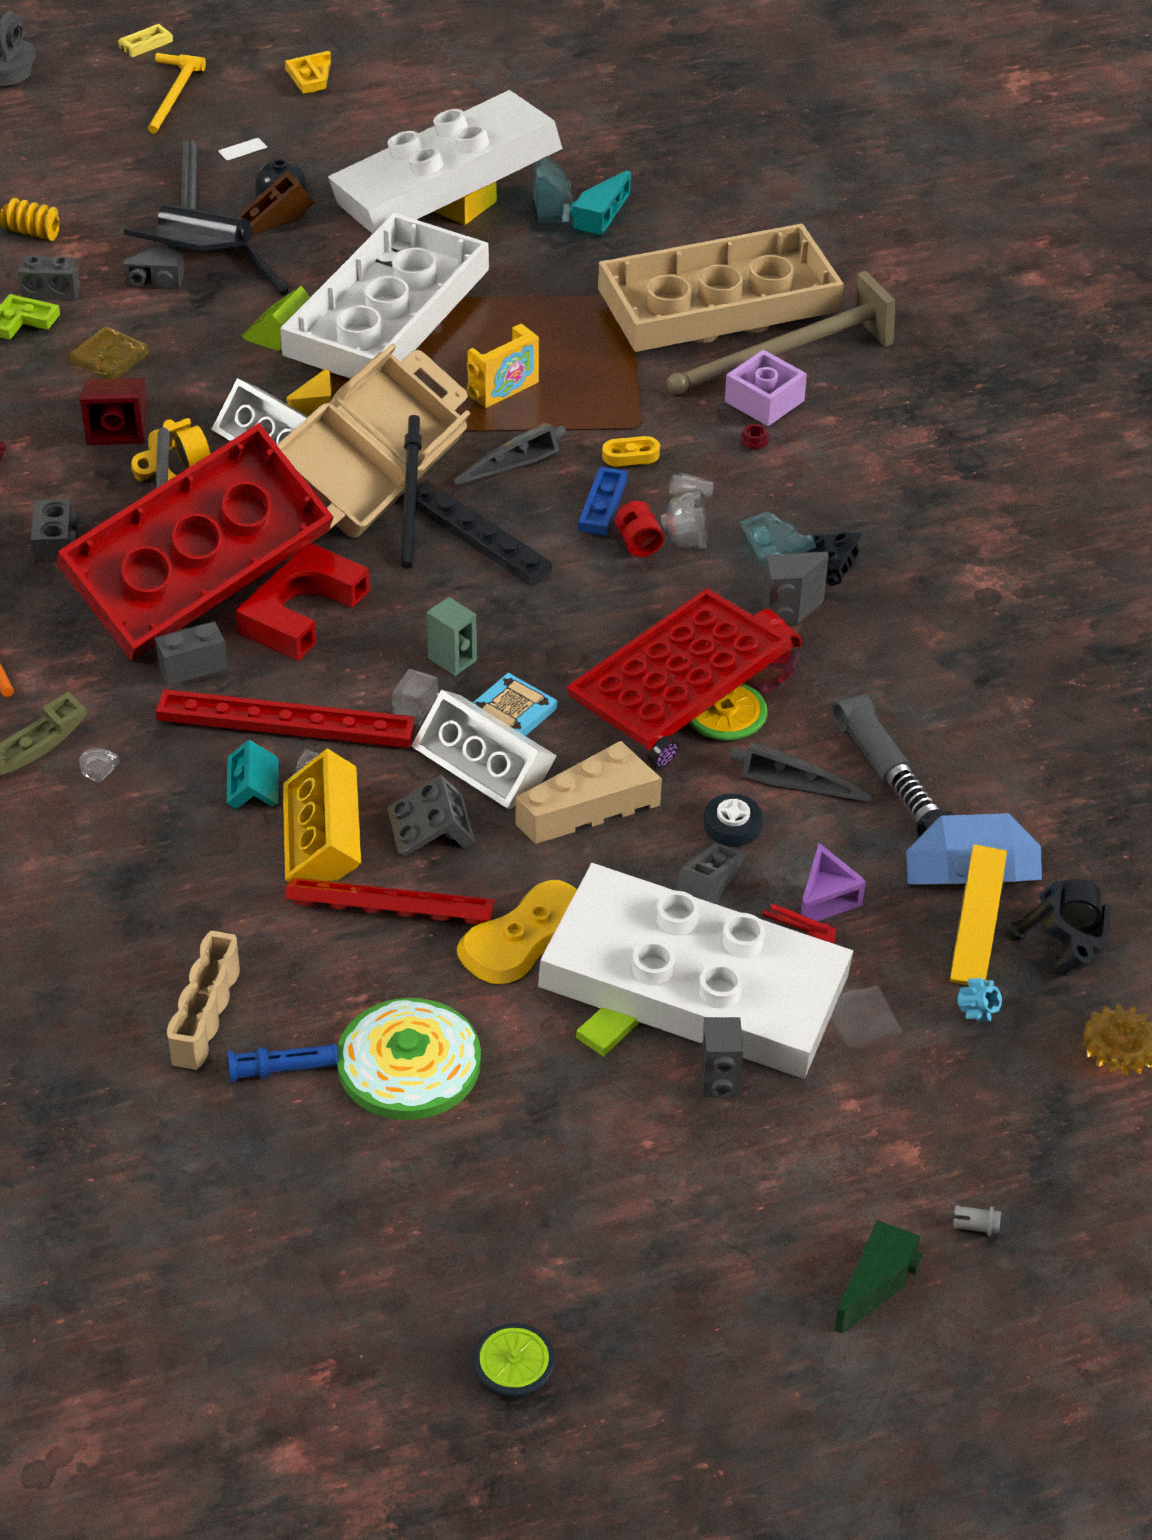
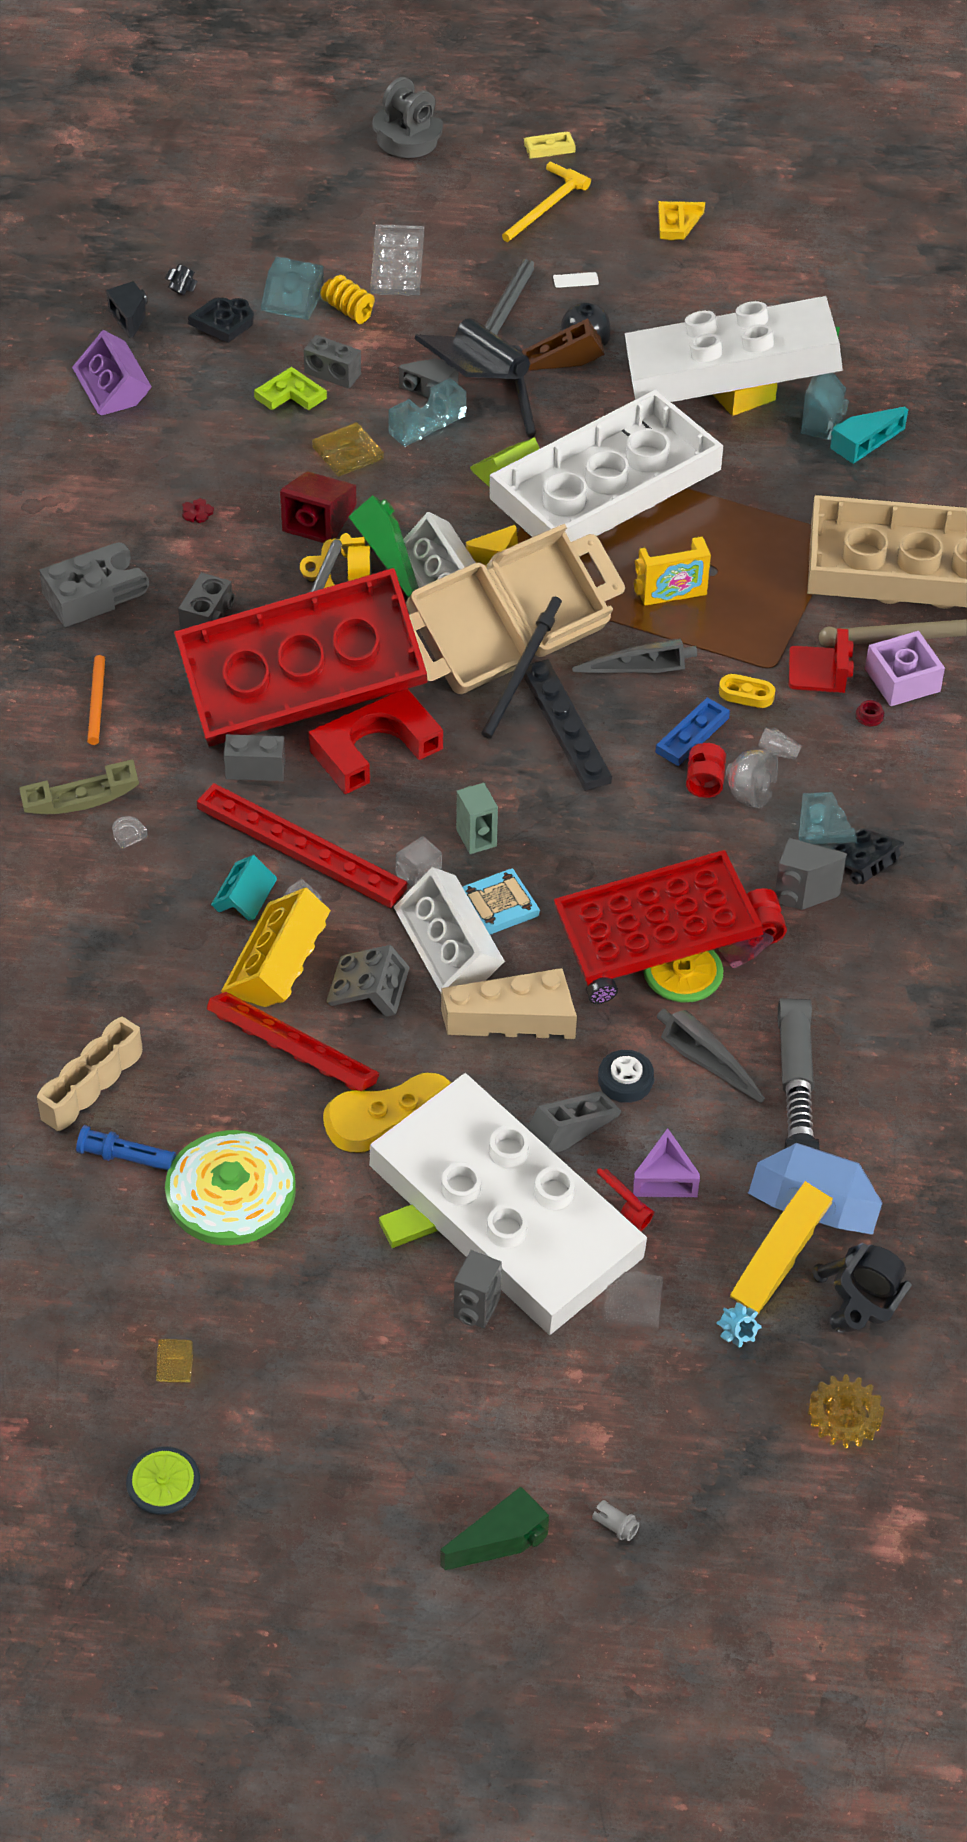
camera: 25 degrees right, 5 degrees up
(58, 174) = (397, 260): none -> clear plate
(165, 309) = (411, 423): none -> clear light blue arch
(192, 401) = (384, 536): none -> green wedge
(454, 1241) = (174, 1360): none -> clear yellow slope
(690, 410) = (822, 667): none -> red bracket

